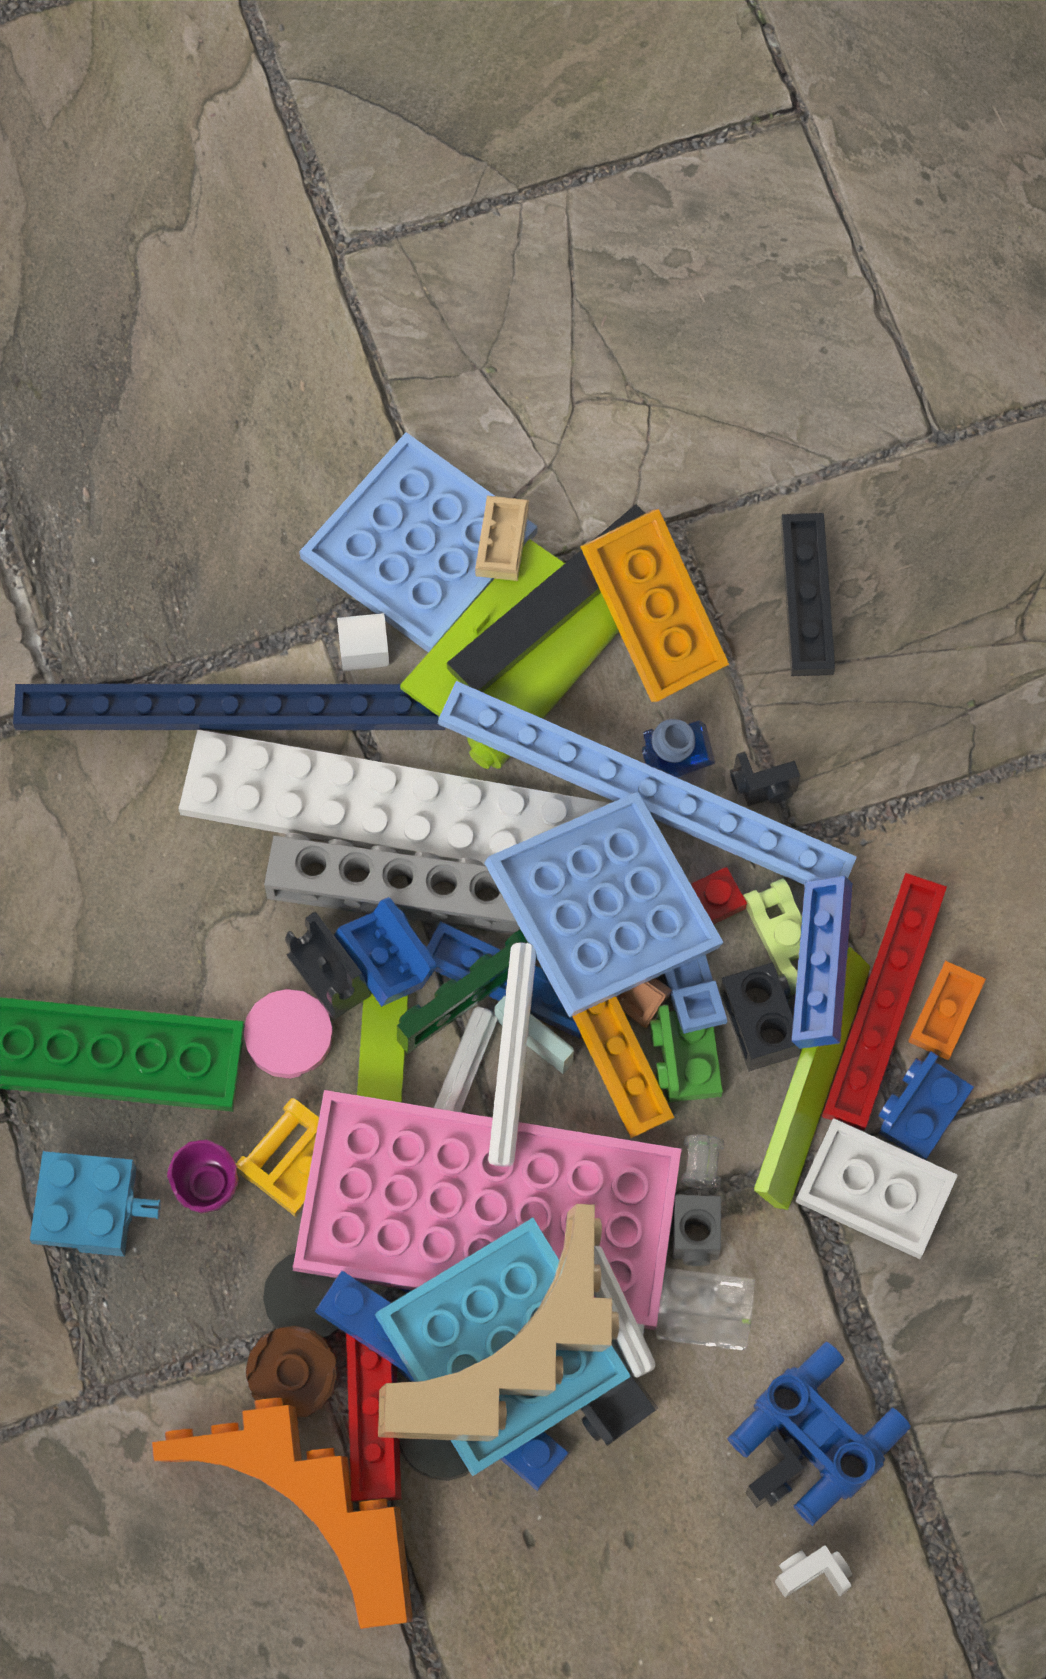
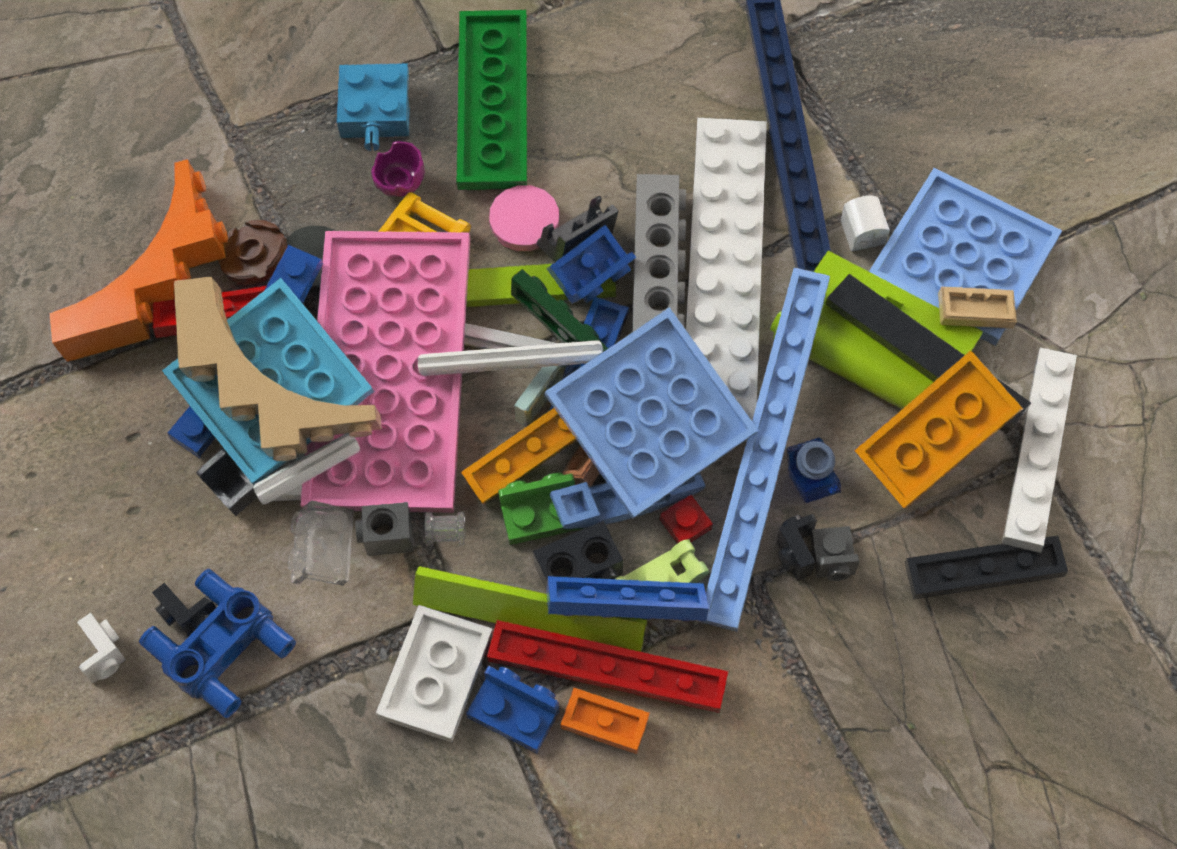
camera: 85 degrees right, 5 degrees down
(683, 511) = (1039, 450): none -> white plate
(774, 743) = (834, 553): none -> dark grey bracket

